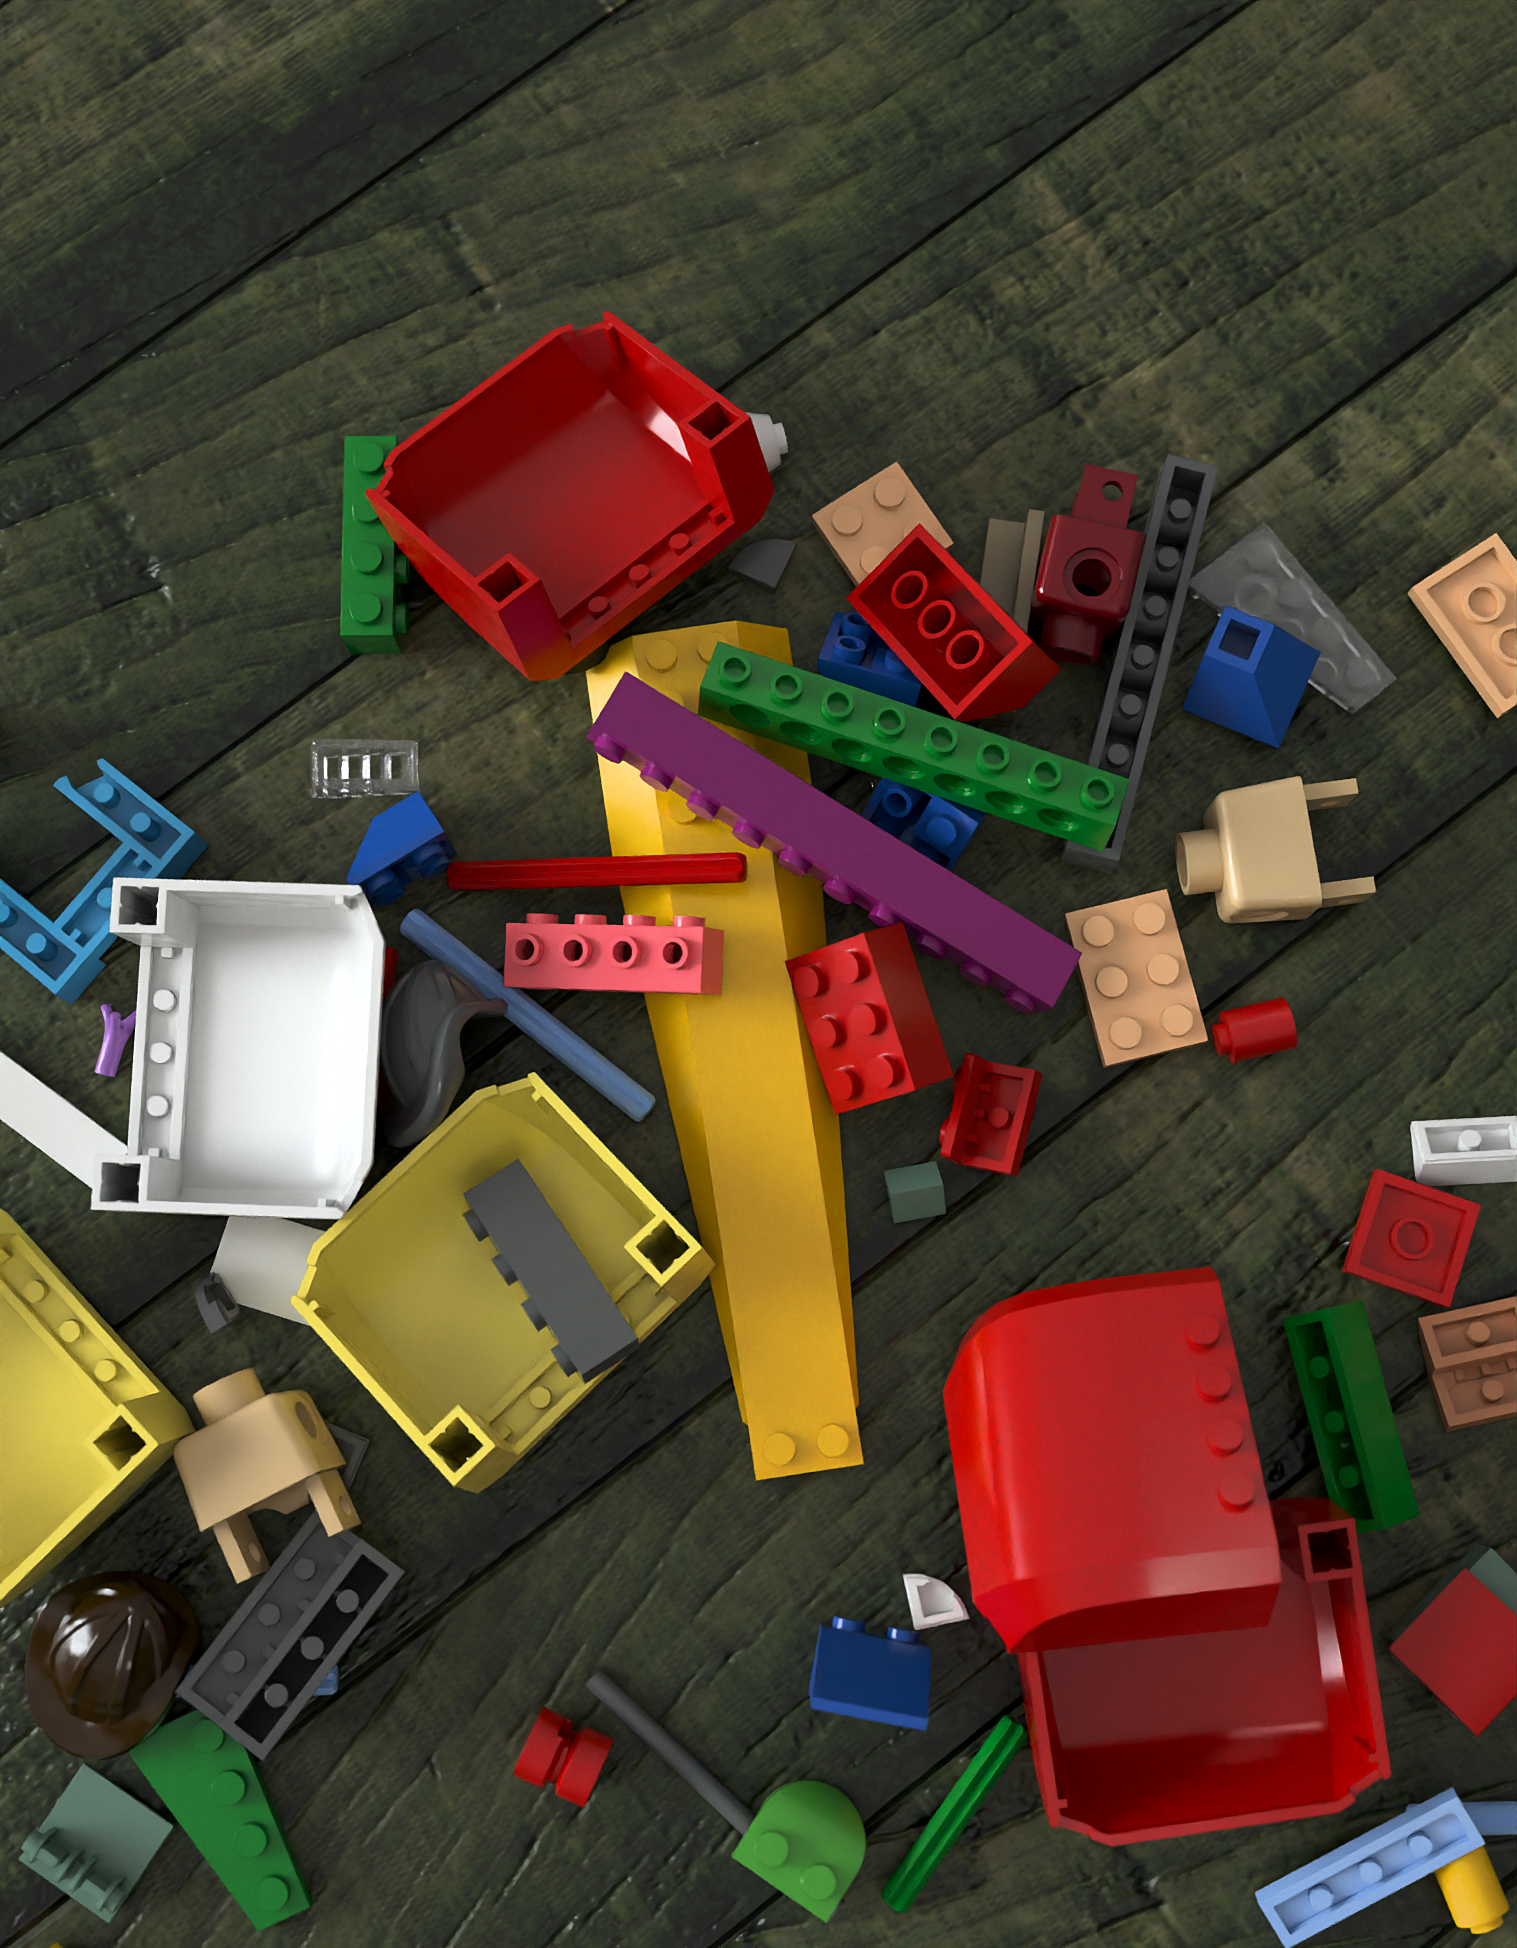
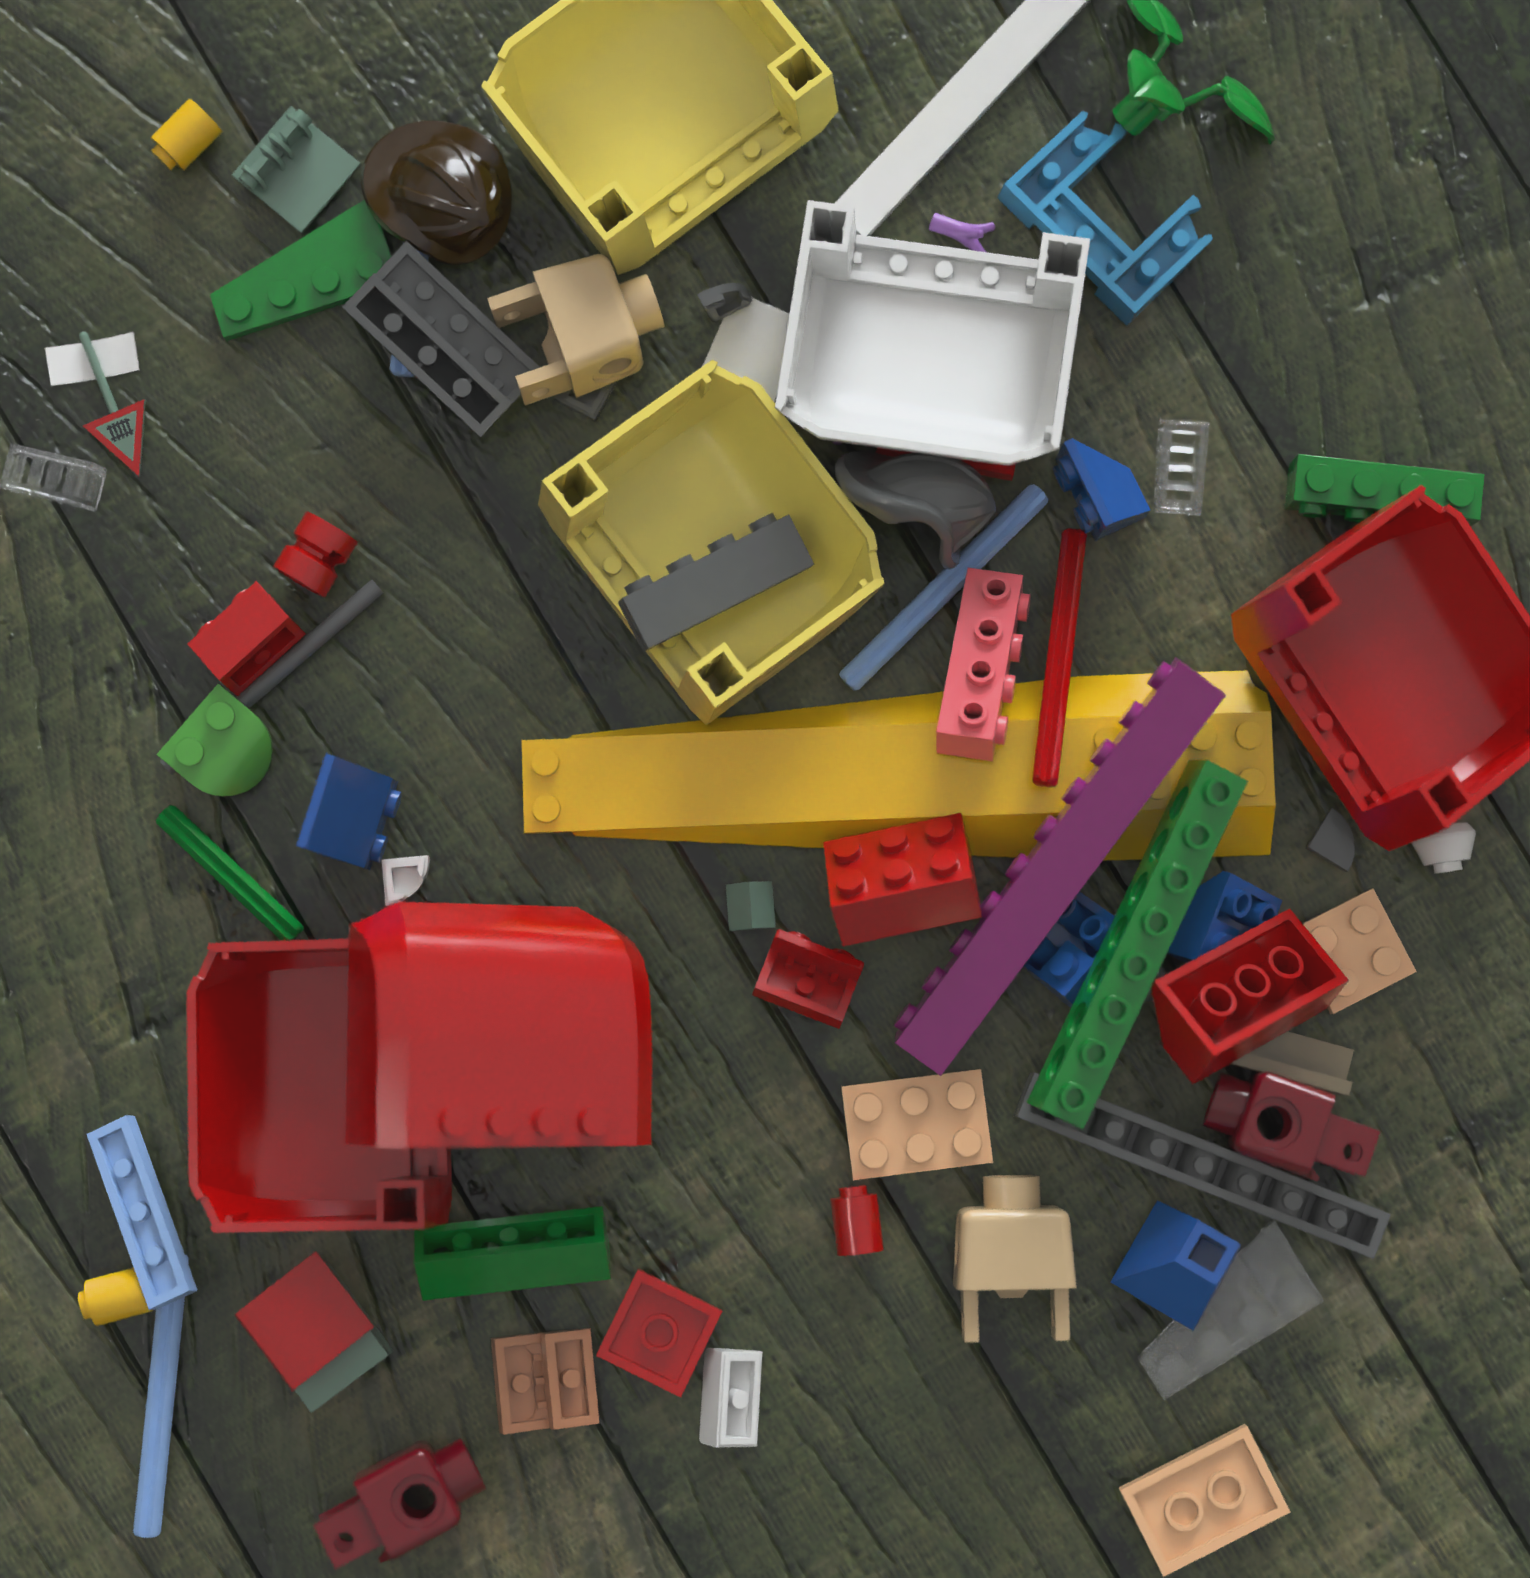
camera: 95 degrees right, 5 degrees up
(673, 1830) = (246, 638): none -> red brick

